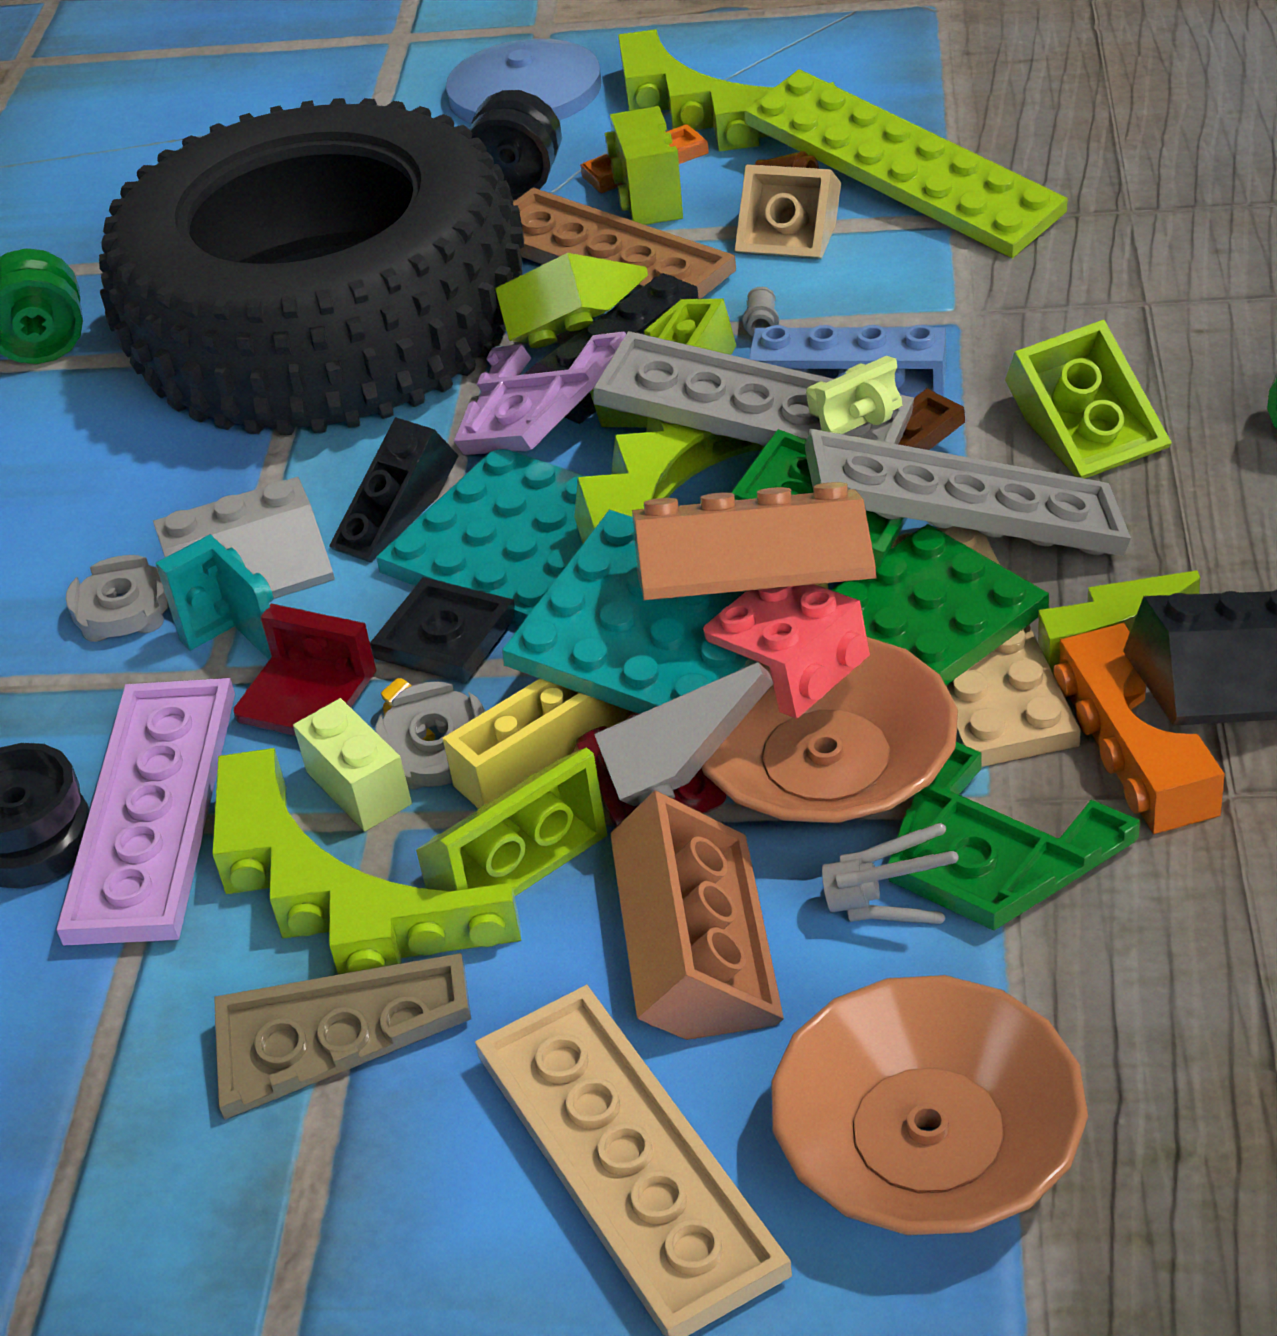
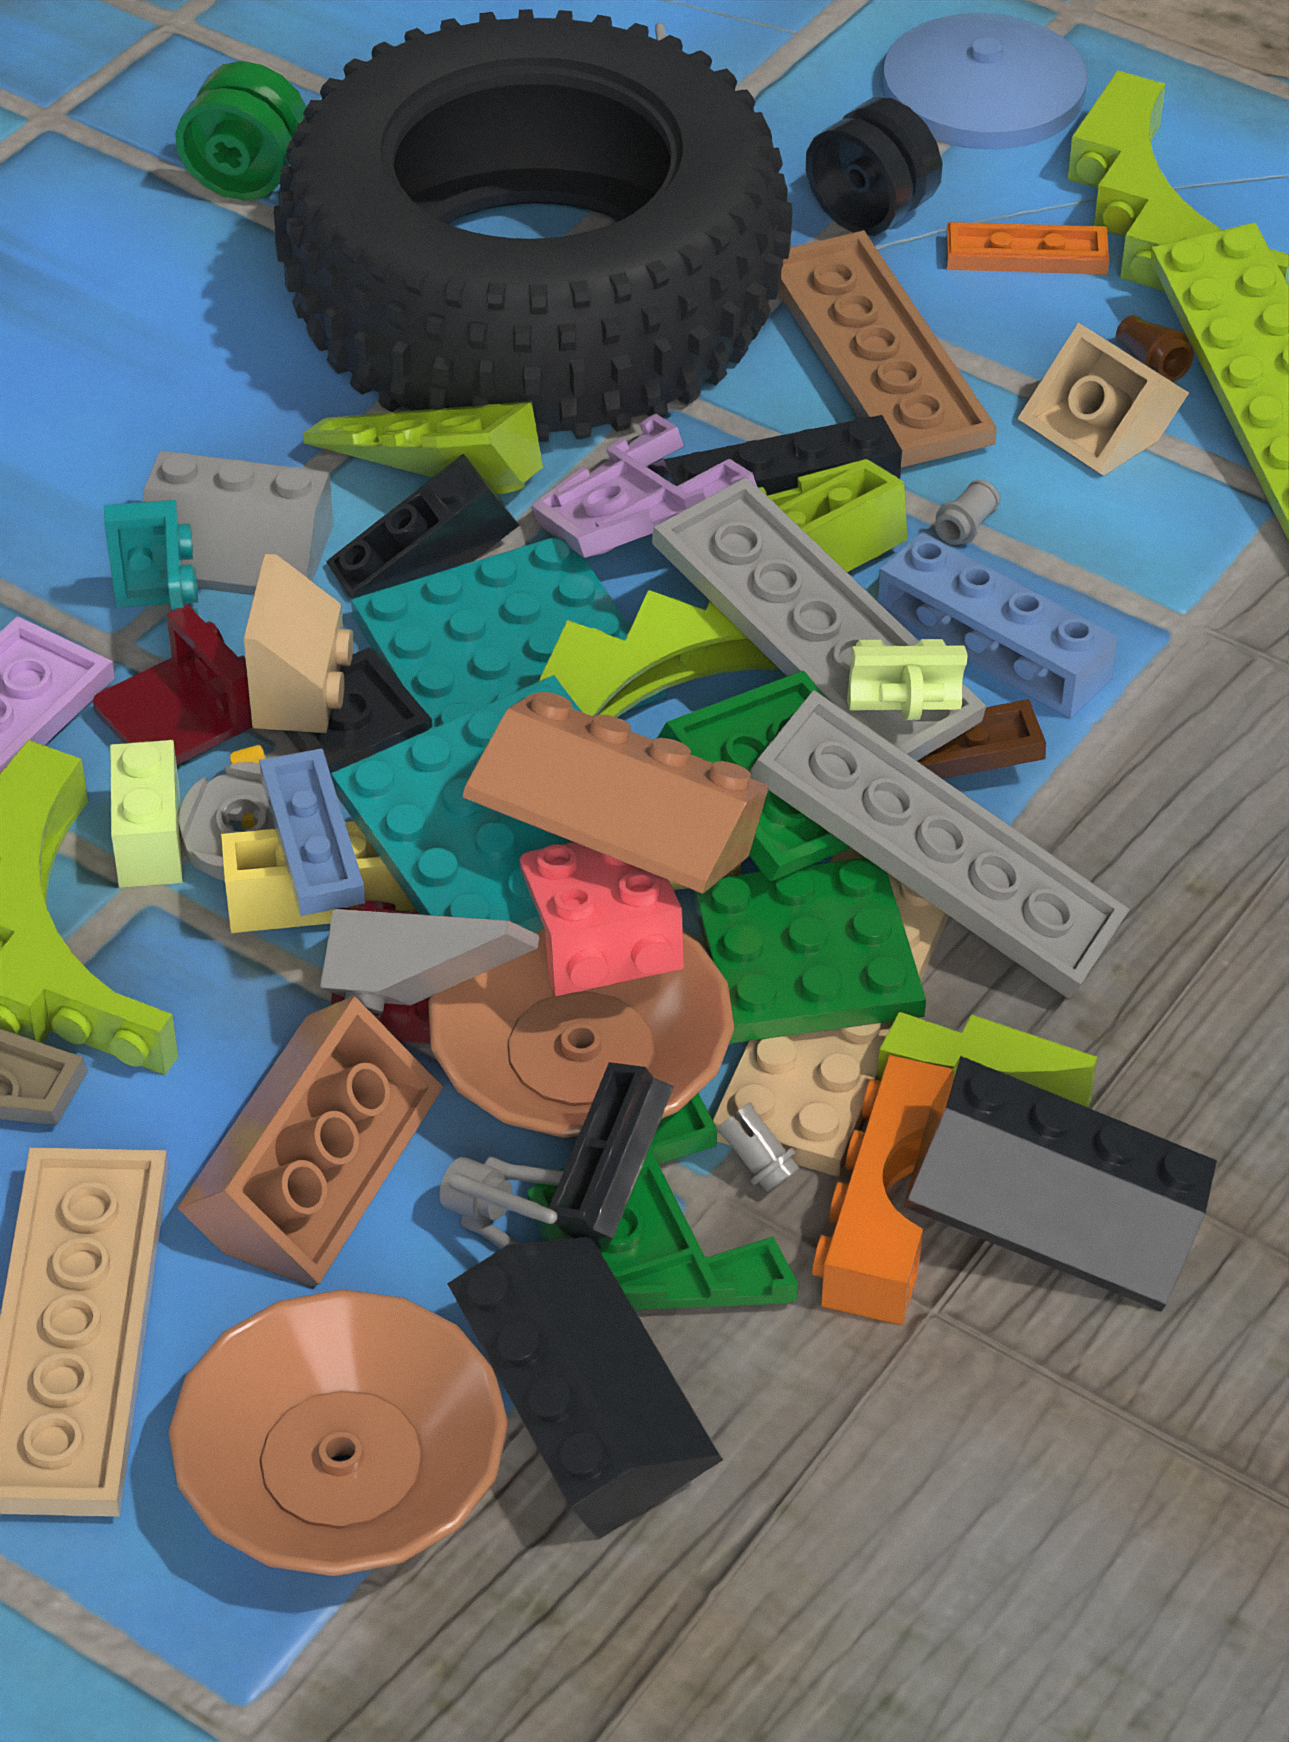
camera: 25 degrees right, 5 degrees up
(102, 613) = (61, 509): light grey plate -> none
(348, 431) = (494, 437): none -> lime wedge
(386, 596) = (294, 651): none -> tan slope
(521, 696) = (312, 832): none -> medium blue plate
(522, 831) = (225, 971): lime slope -> none
(563, 296) = (750, 396): lime slope -> none
(645, 166) = (997, 262): lime wedge -> none
(948, 795) = (609, 1152): none -> black piece
(1020, 750) = (761, 1150): none -> light grey pin
(1067, 963) = (584, 1378): none -> black slope
(1085, 401) = (1192, 804): lime slope -> none

